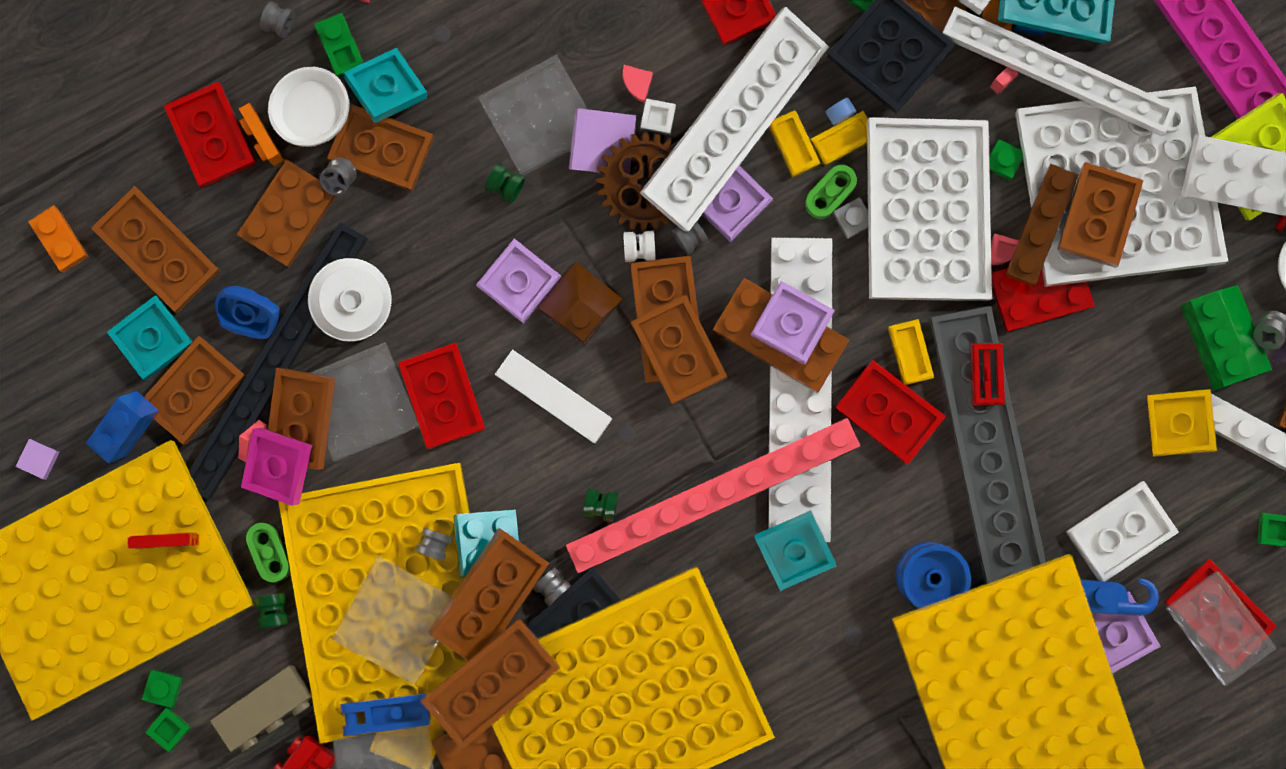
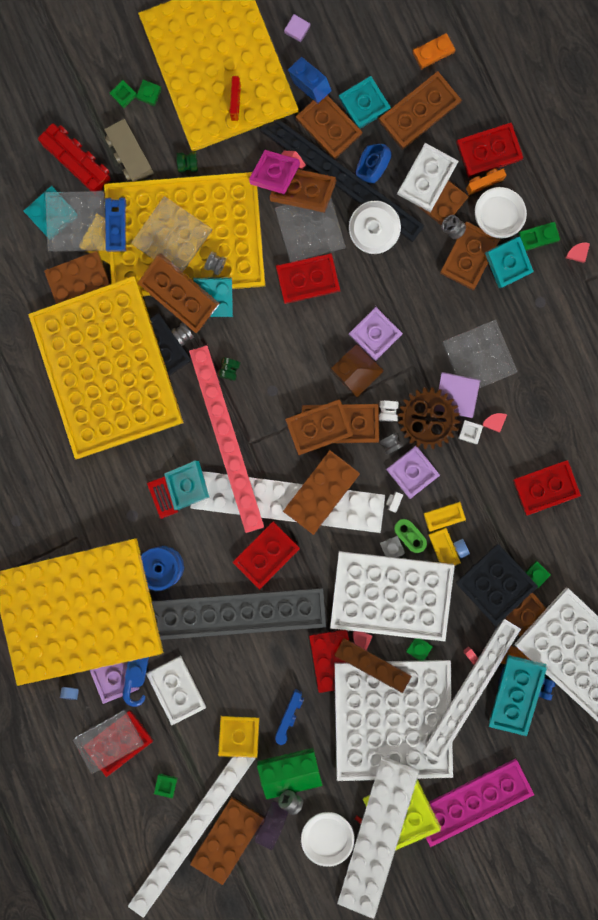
camera: 90 degrees right, 5 degrees up
(263, 224) = (427, 177): none -> white tile
(268, 553) = (222, 161): bright green plate -> none
(277, 19) = (559, 198): flat silver wheel -> none
(490, 683) = (125, 288): dark orange plate -> none
(504, 183) = (438, 331): dark green wheel -> none
(553, 396) = (300, 347): white tile -> none
(734, 120) = (462, 479): white plate -> none
(780, 221) = (394, 501): none -> white plate
(792, 322) = (327, 499): lavender tile -> none
(818, 589) = (161, 497): none -> red tile
(911, 352) = (303, 573): yellow tile -> none
(975, 378) = (281, 618): red tile -> none
(1100, 214) = (375, 703): dark orange plate -> none
(1138, 348) = (289, 717): none -> blue plate
(1151, 703) = (69, 693): none -> medium blue piece

